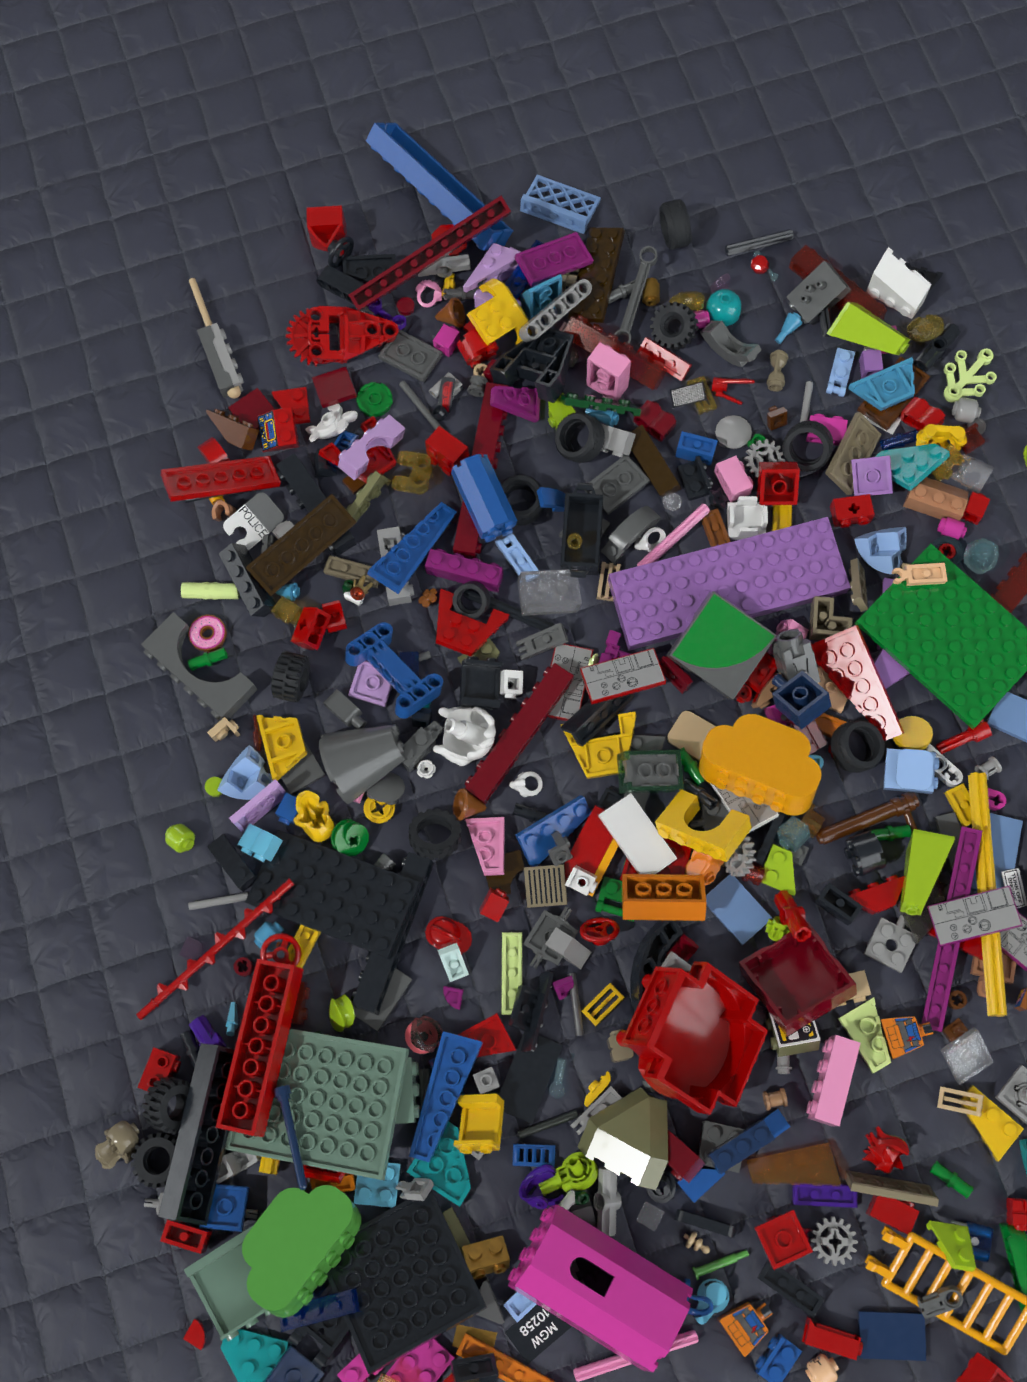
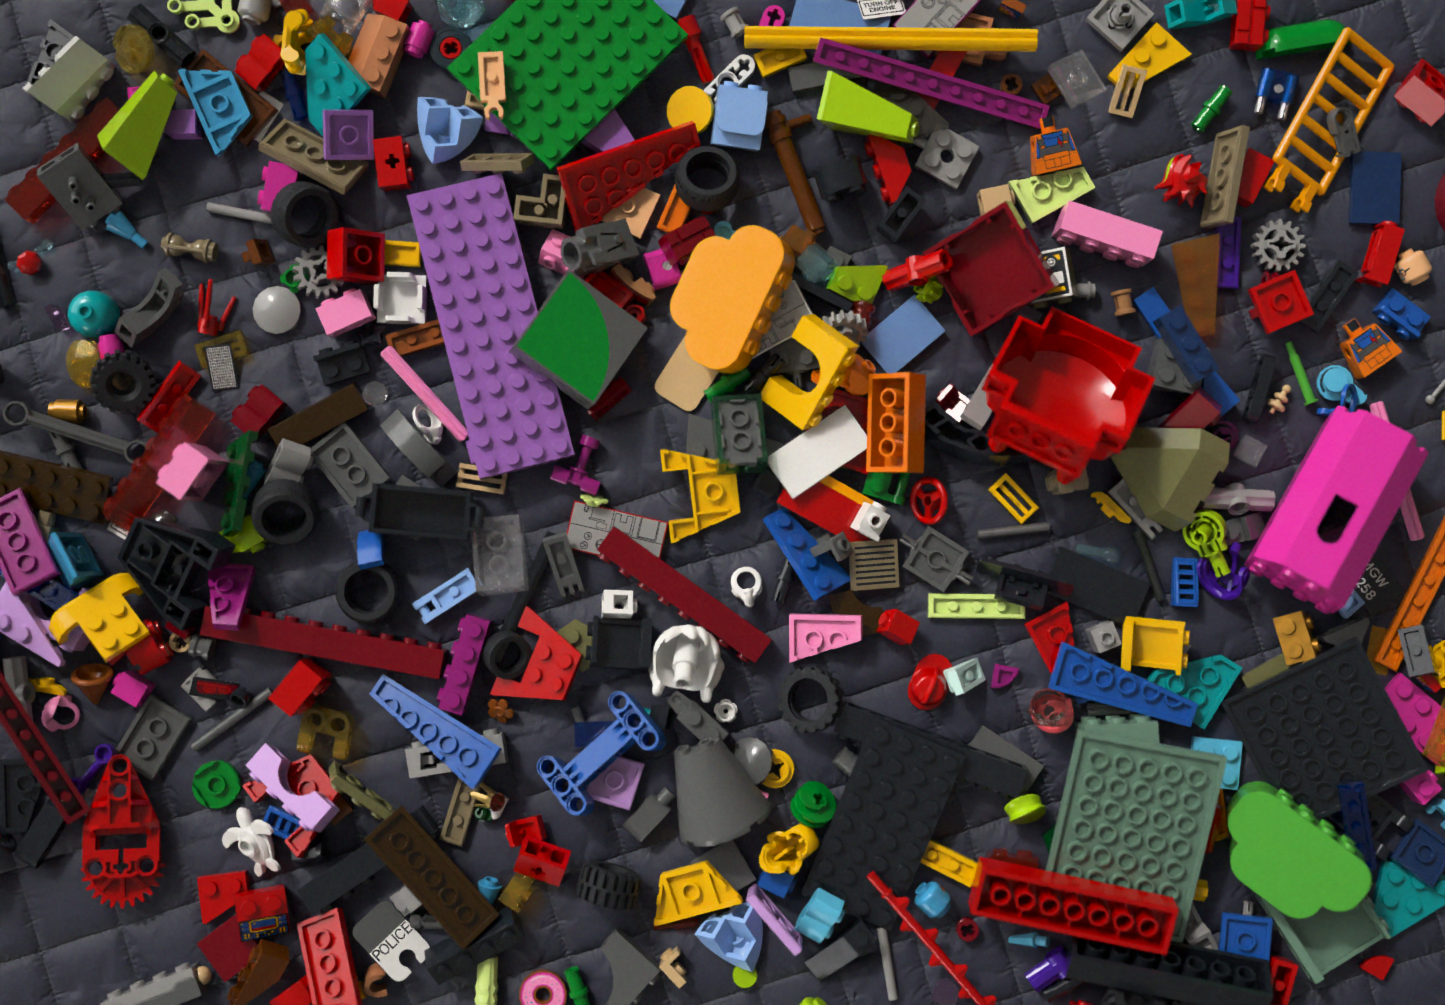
camera: 90 degrees left, 15 degrees up
(283, 1094) = (1128, 876): dark blue piece -> none
(285, 959) = (965, 884): red piece -> none
(334, 387) = (198, 839): dark red tile -> none
(405, 306) = (77, 744): dark red tile -> none
(416, 1190) = (1226, 717): light grey plate -> none
(459, 293) = (64, 673): dark grey pin -> none
(466, 805) = (774, 661): dark orange hat -> none
(484, 497) = (372, 638): blue brick -> none
(562, 307) = (96, 530): light grey beam -> none
(563, 986) = (994, 545): magenta tile -> none
(568, 948) = (950, 538): light grey slope -> none
(573, 536) = (434, 521): clear yellow pin -> none
(574, 1197) = (1234, 537): arm -> none
(594, 717) = (656, 496): black panel -> none
(622, 676) = (614, 464): light grey tile -> none
(695, 445) = (299, 360): blue panel -> none
(800, 698) = (653, 245): dark blue brick -> none
(840, 371) = (192, 165): light blue plate -> none
(890, 833) = (812, 146): green pin -> none
(955, 1243) = (1285, 111): lime wing -> none
(974, 916) = (922, 55): light grey tile -> none

